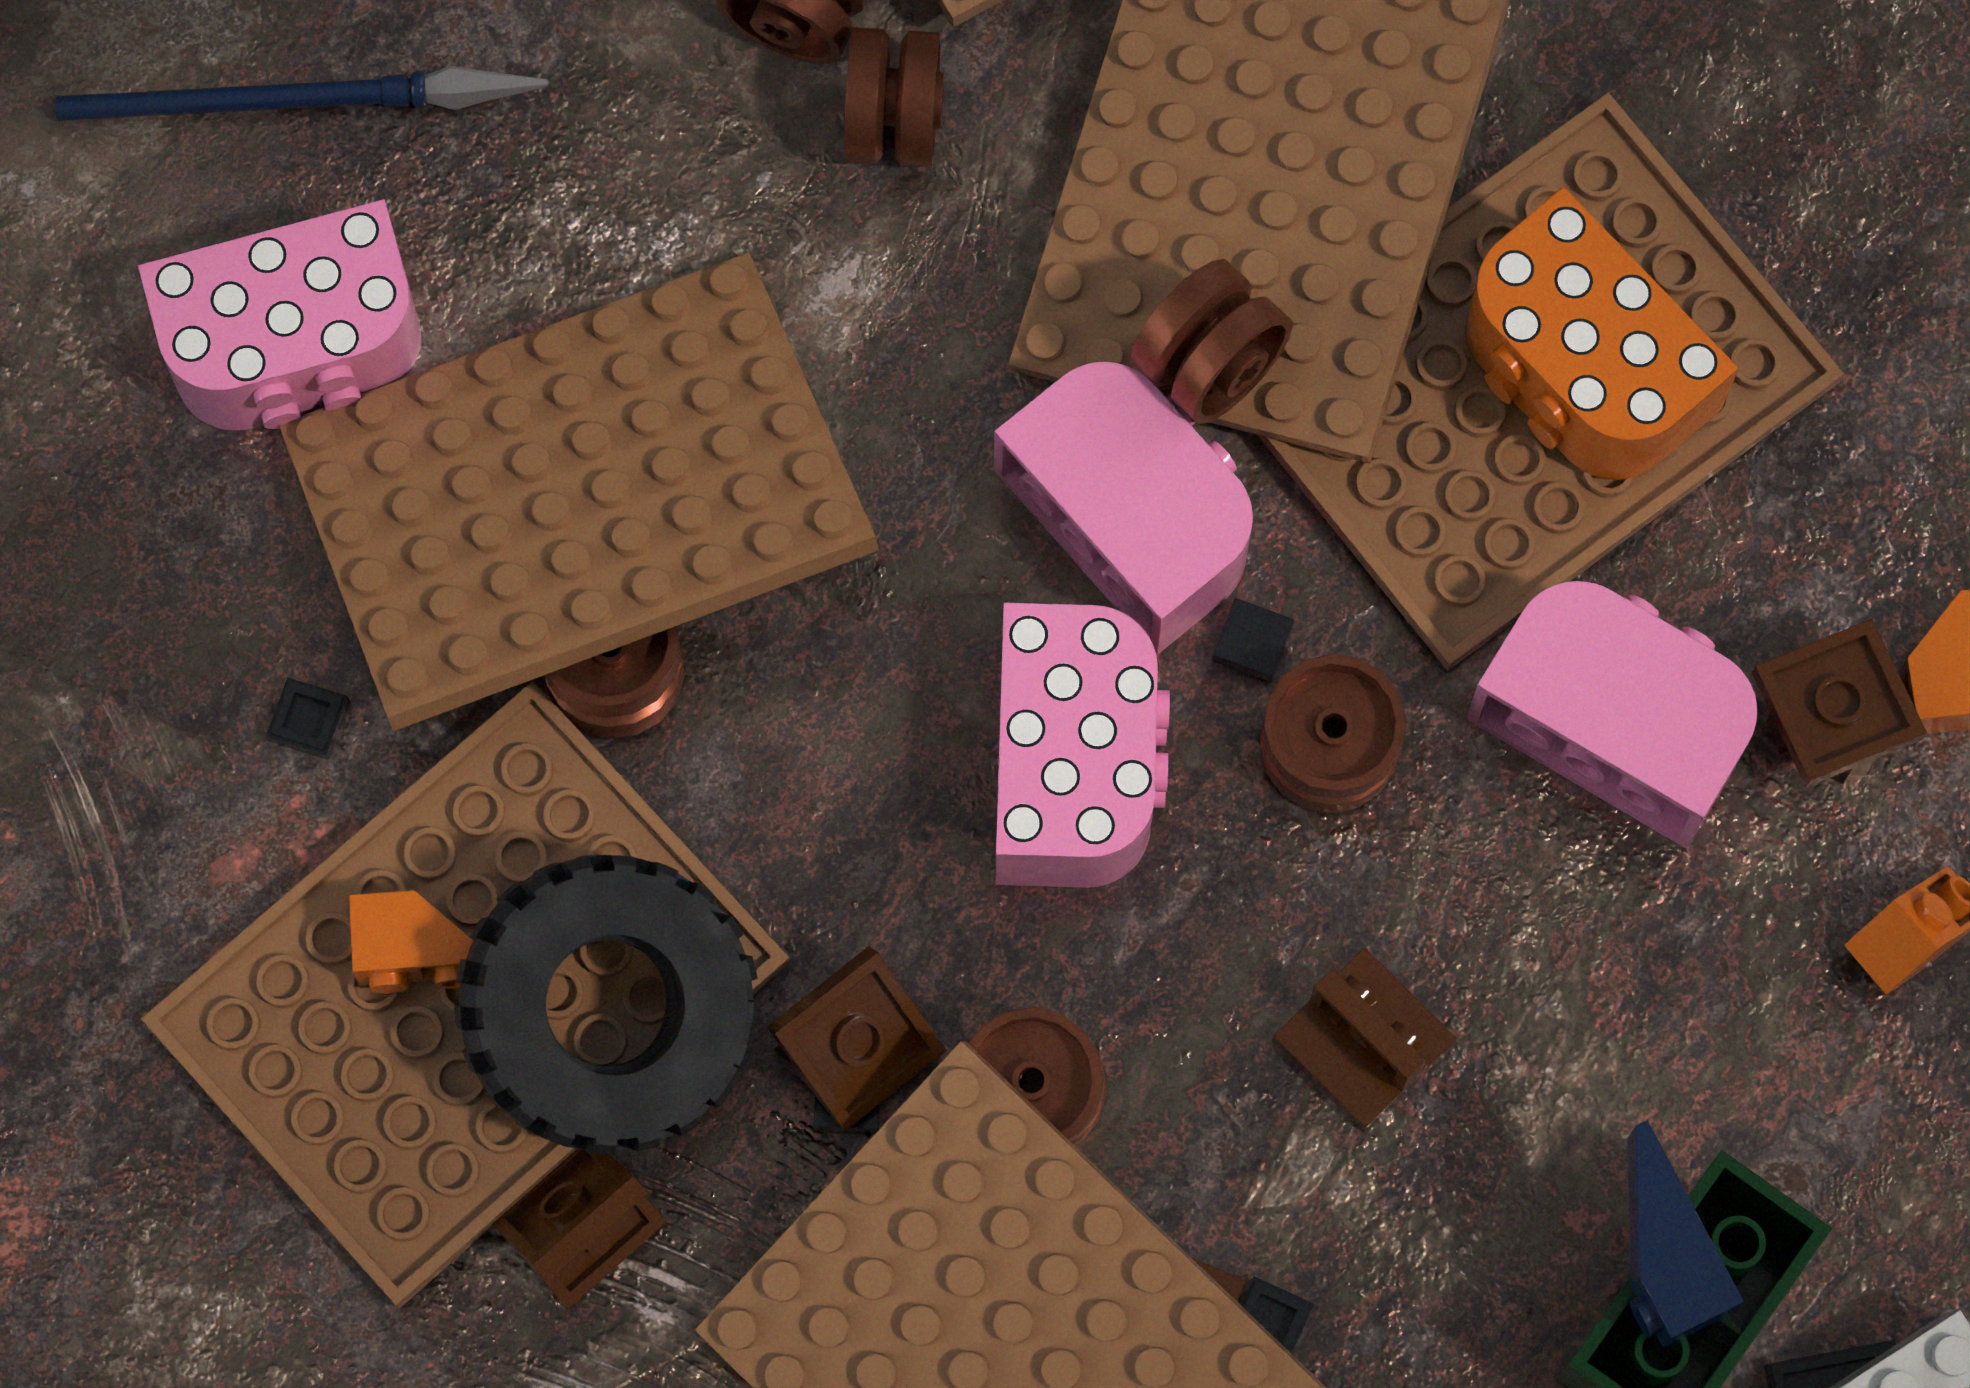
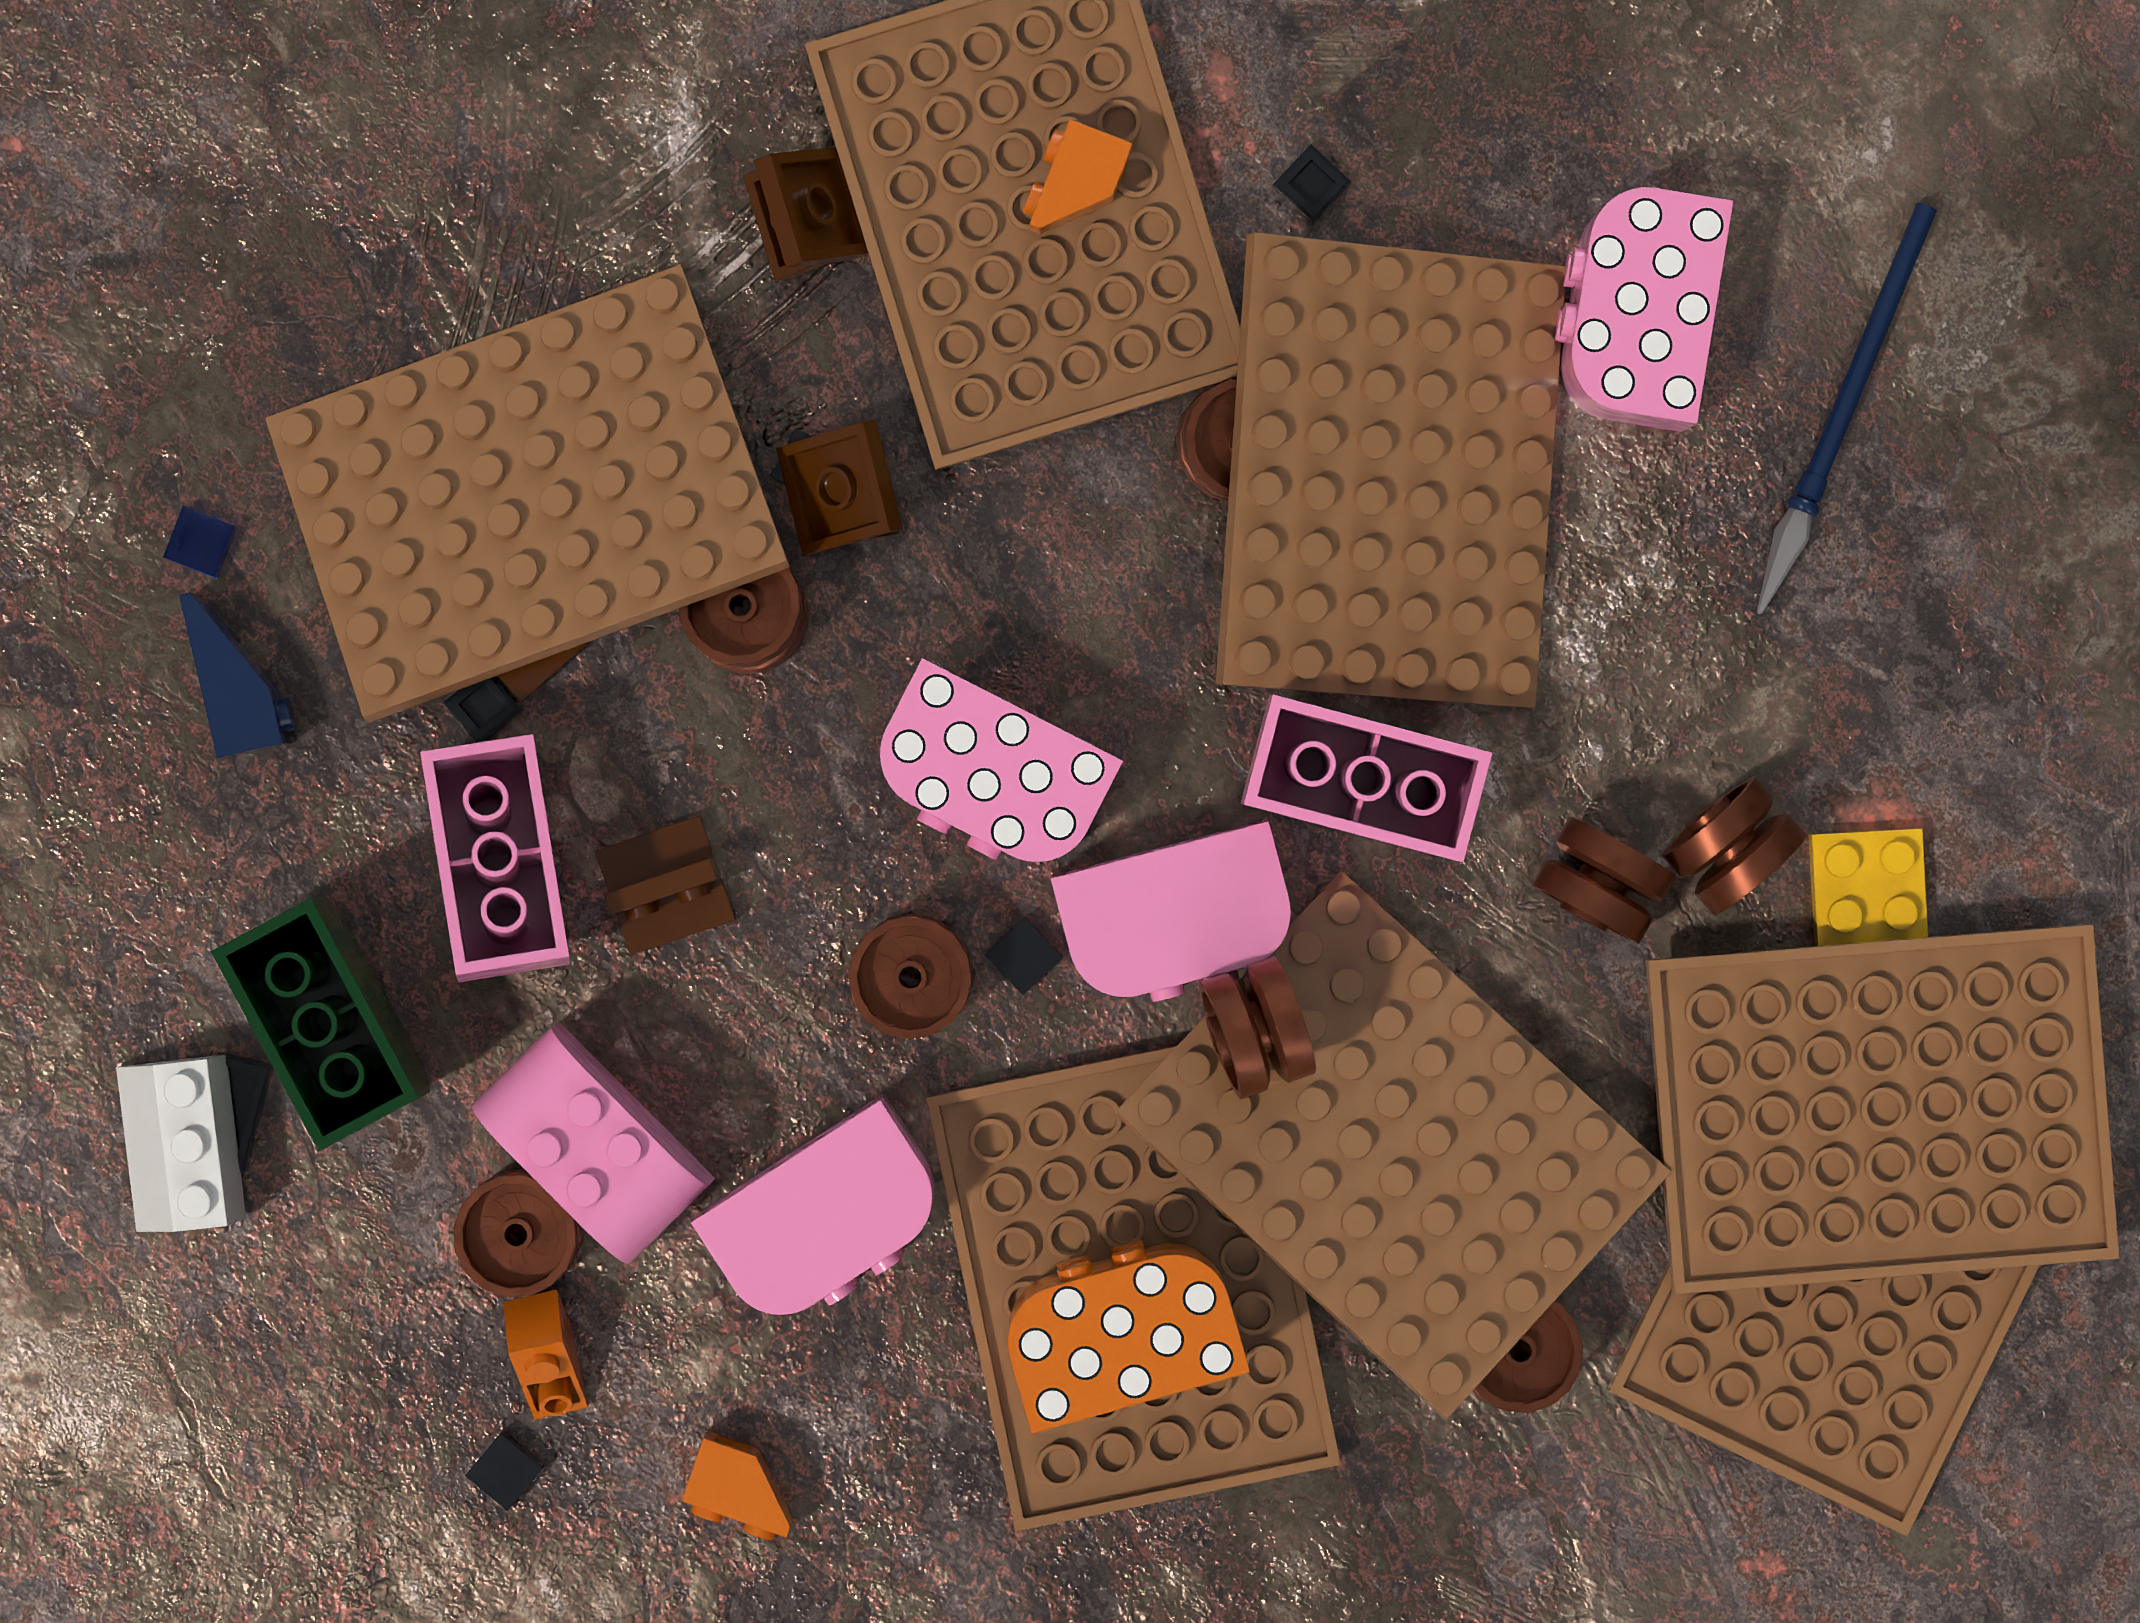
camera: 120 degrees right, 15 degrees up
(703, 1021) = (871, 318): black tyre -> none
(903, 359) = (1366, 778): none -> bright pink brick
(1430, 1204) = (495, 858): none -> bright pink brick
(1672, 1258) = (346, 1013): dark blue slope -> none
(1673, 977) = (591, 1144): none -> bright pink brick
(1828, 979) = (493, 1256): none -> copper wheel
(1839, 704) = (743, 1382): reddish brown bracket -> none

